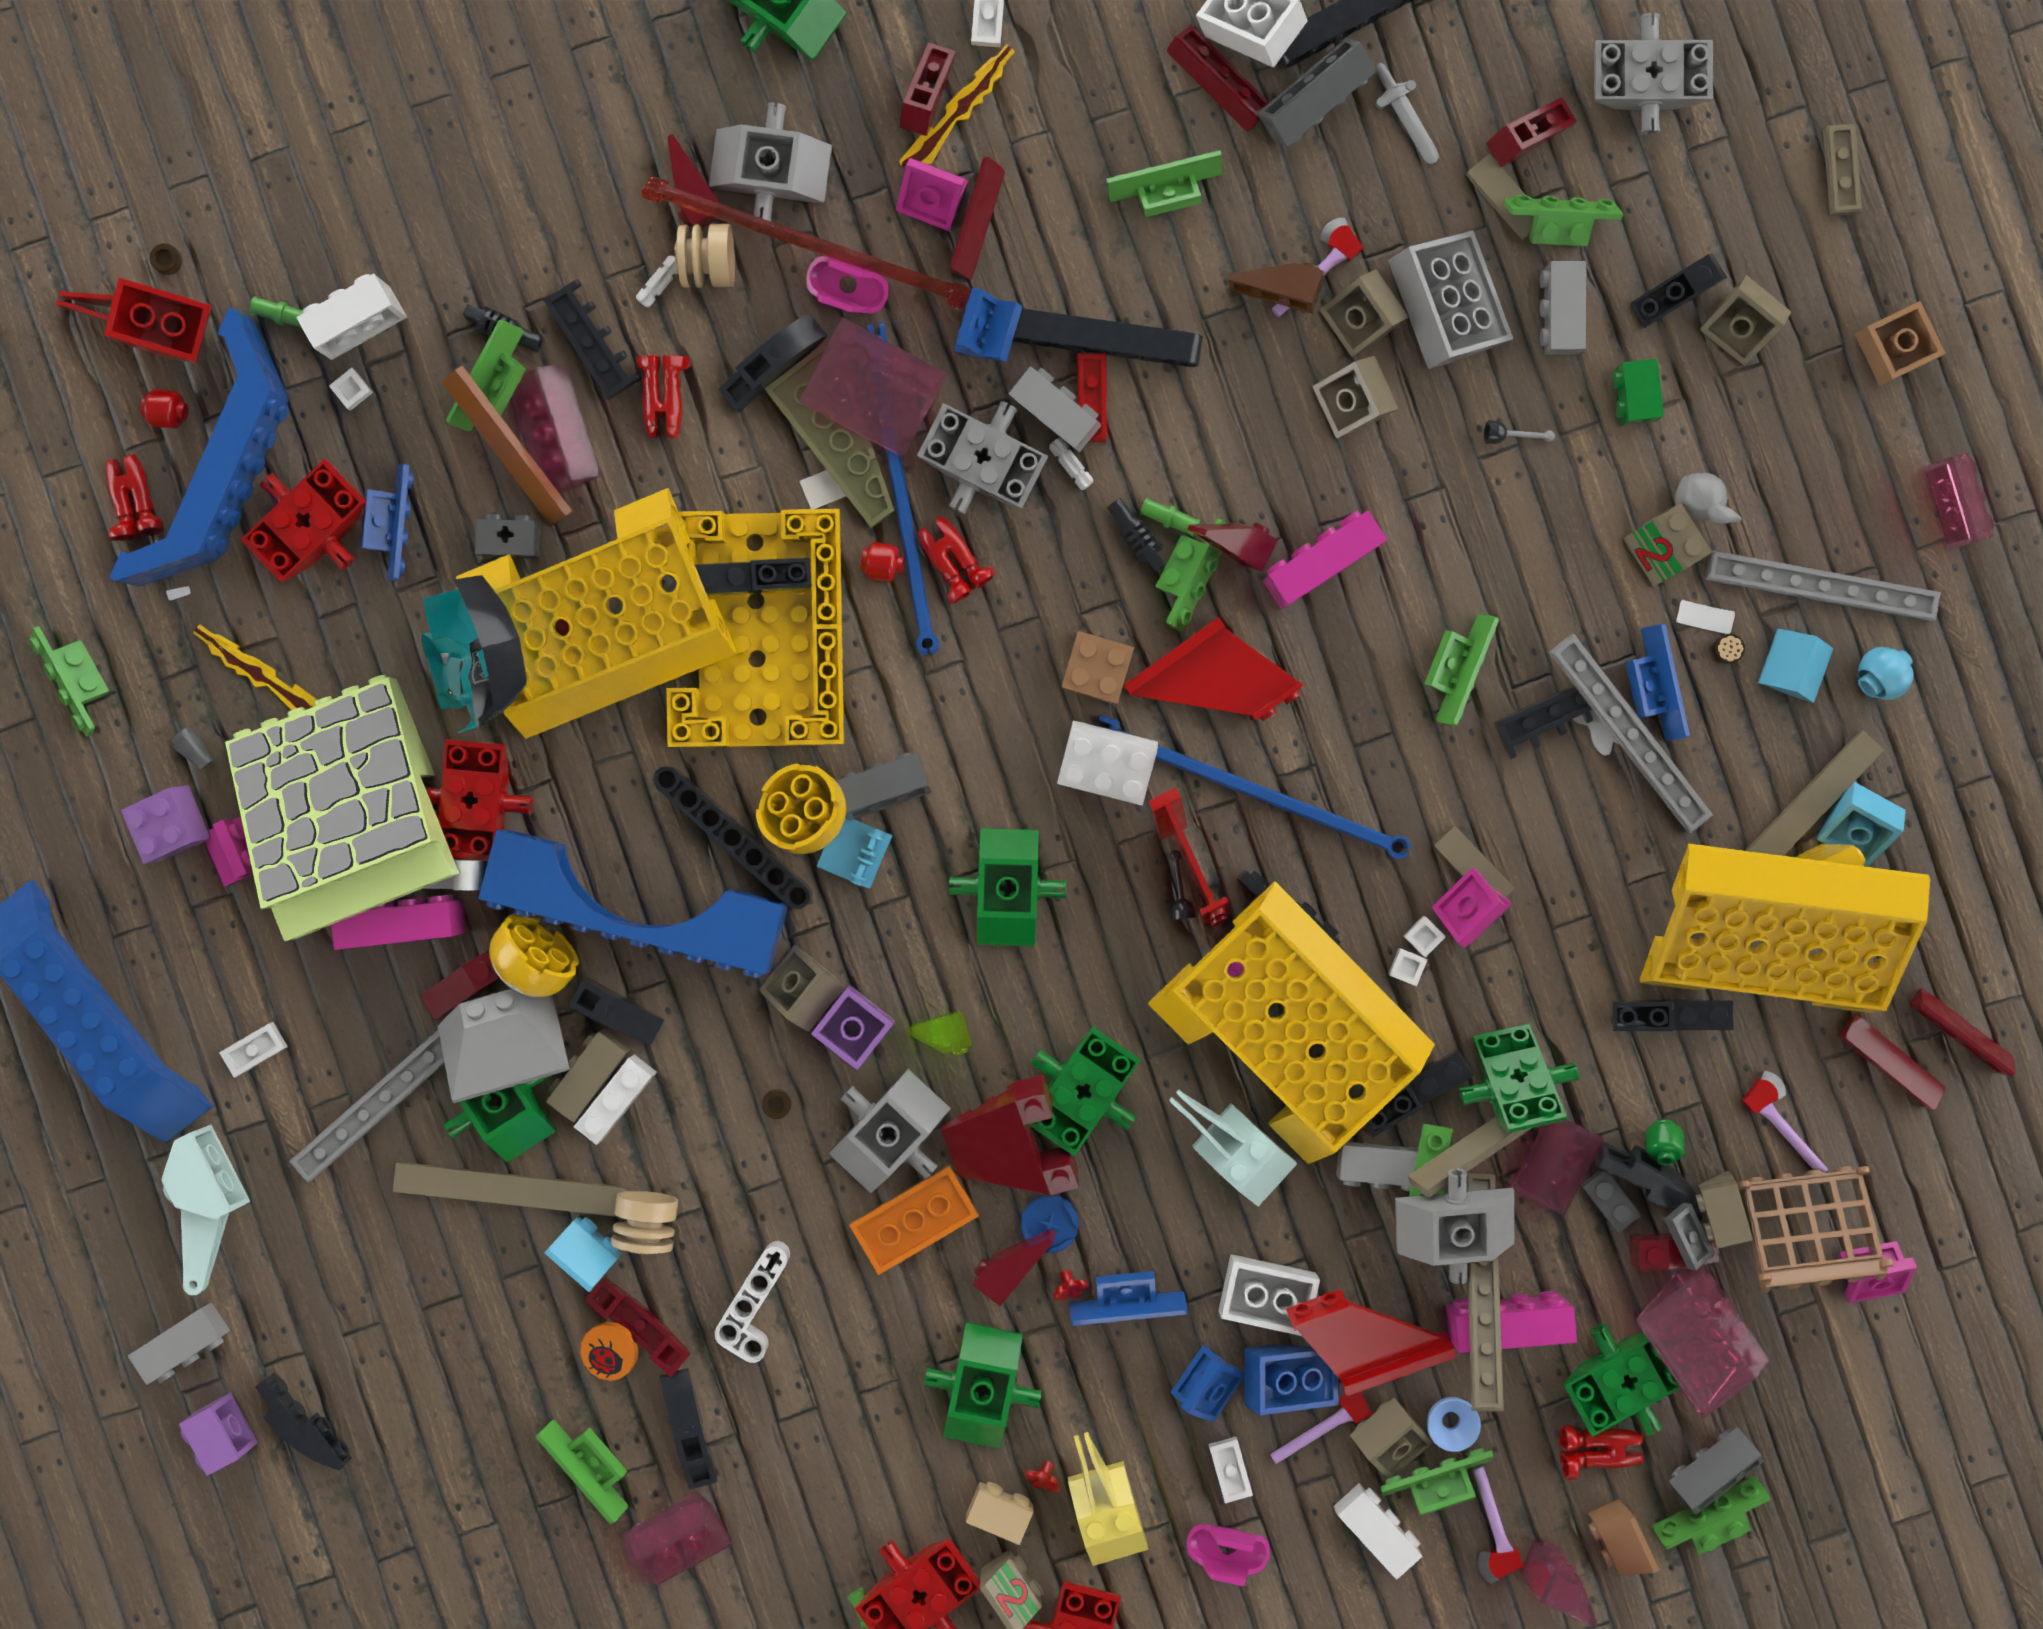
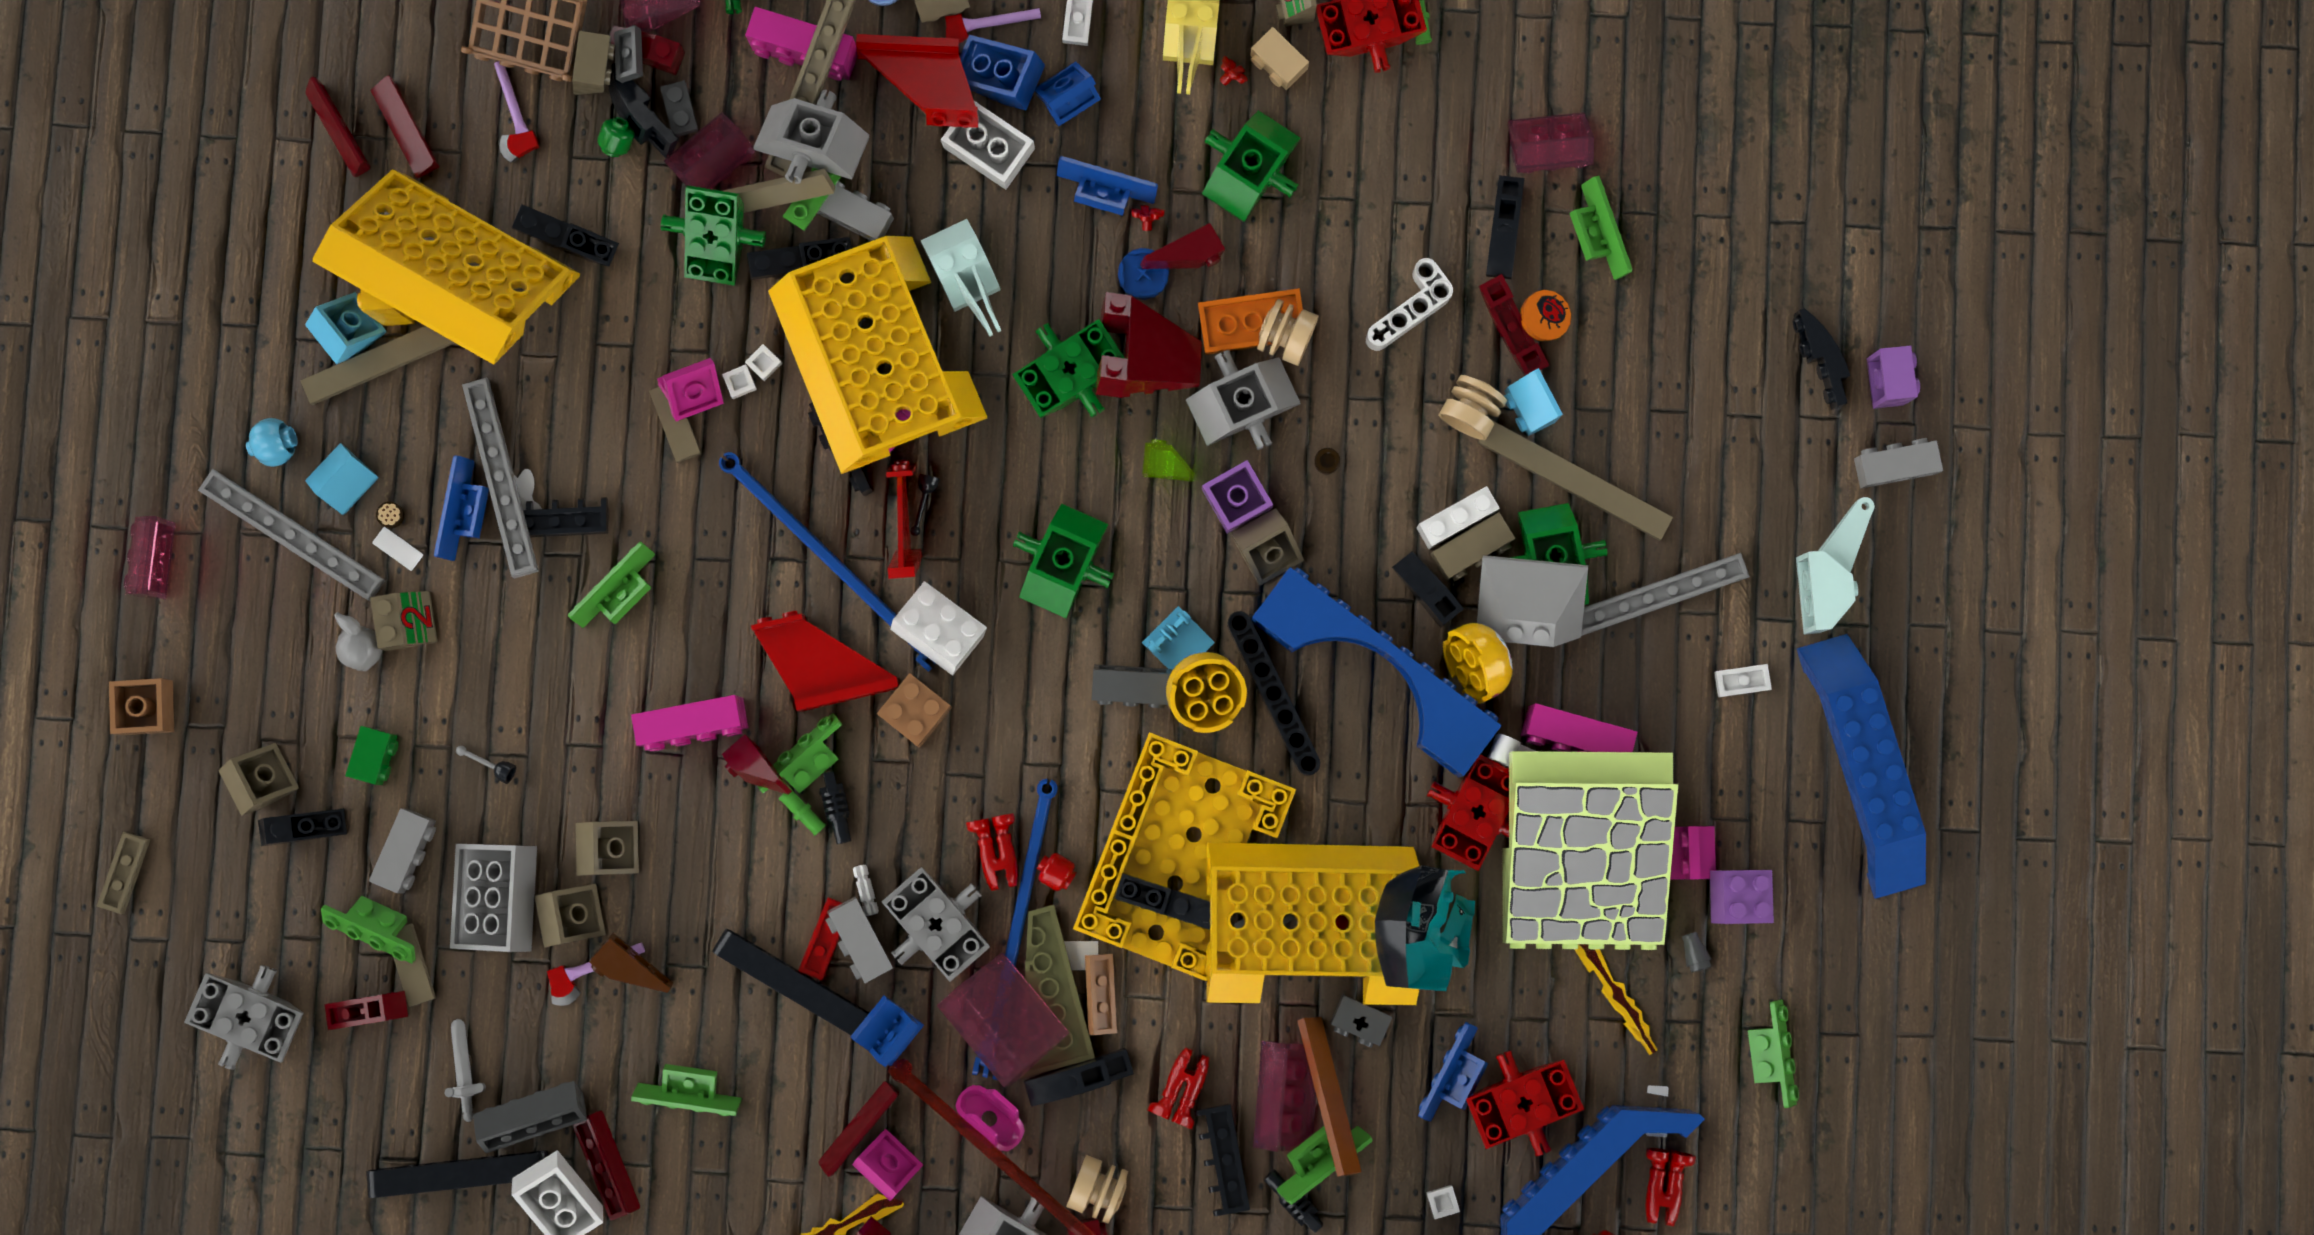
camera: 155 degrees left, 5 degrees down
(460, 986) = (1547, 663): dark red slope -> none
(657, 282) = (1147, 1186): white axle -> none
(785, 456) = (1100, 994): none -> medium nougat plate
(868, 1222) = (1287, 332): none -> tan wheel

